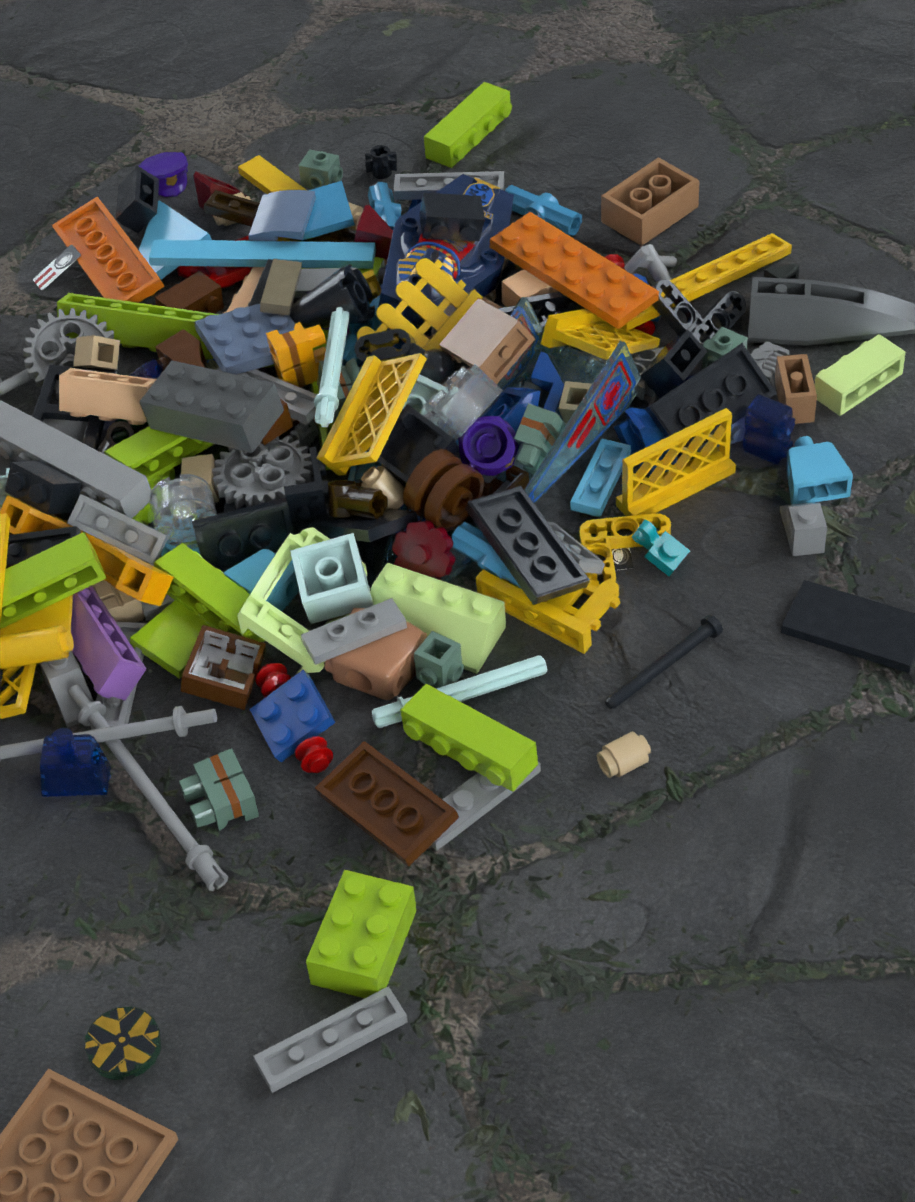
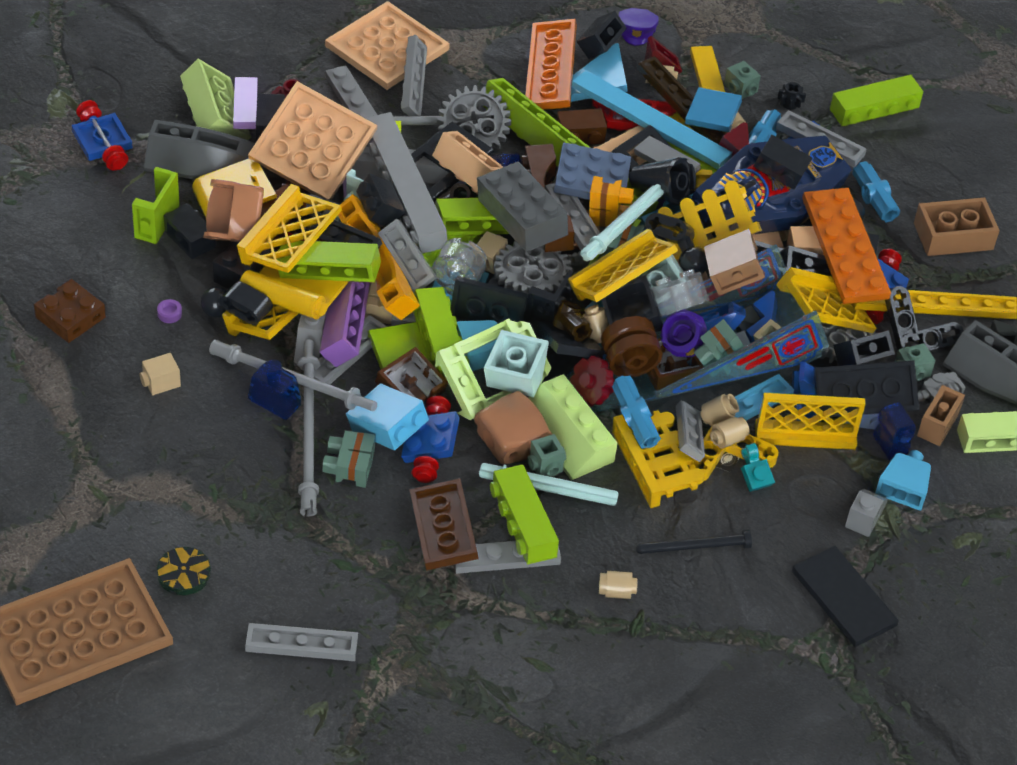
camera: 25 degrees right, 0 degrees up
(56, 267) = (514, 55): sticker -> none
(96, 352) = (485, 129): tan brick -> none
(243, 719) = (393, 420): none -> medium azure brick
(280, 287) = (637, 149): dark tan tile -> none
(282, 215) = (682, 99): sand blue slope -> none
(353, 631) = (504, 405): light grey plate -> none
(361, 935) = (366, 593): lime brick -> none
(527, 545) = (657, 413): black tile -> none
(576, 507) = (719, 409): none -> tan brick
(607, 524) = (729, 432): none -> tan brick
(656, 264) = (920, 271): light grey piece -> none

